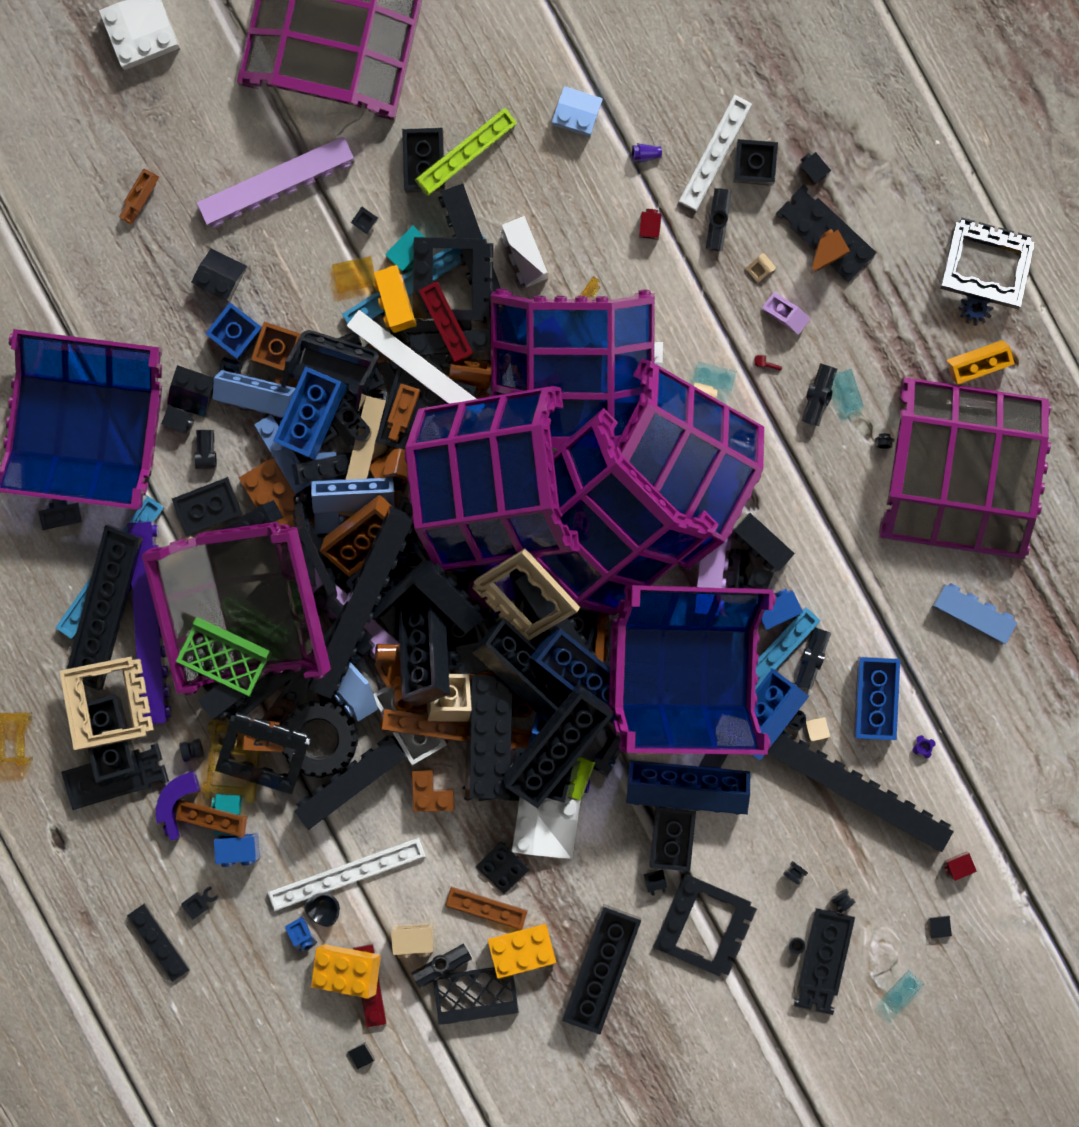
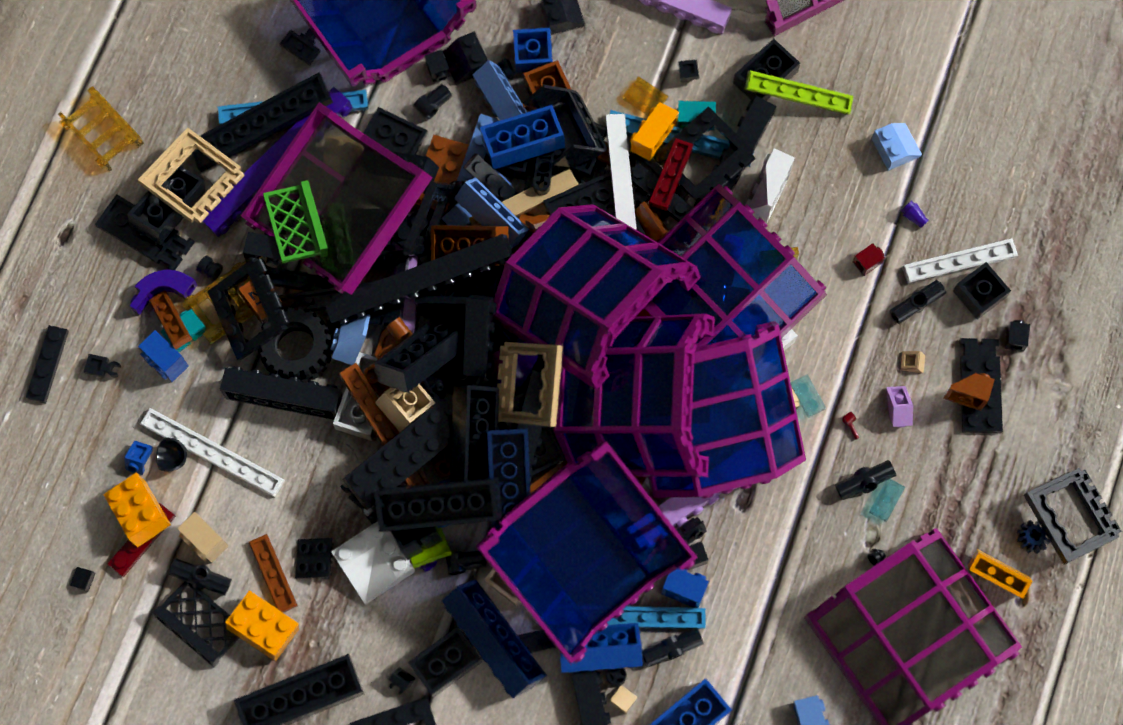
camera: 50 degrees right, 15 degrees down
(402, 410) = (585, 195): dark orange hinge -> none
(426, 797) = (319, 457): dark orange brick -> none
(762, 543) = (722, 532): black brick -> none

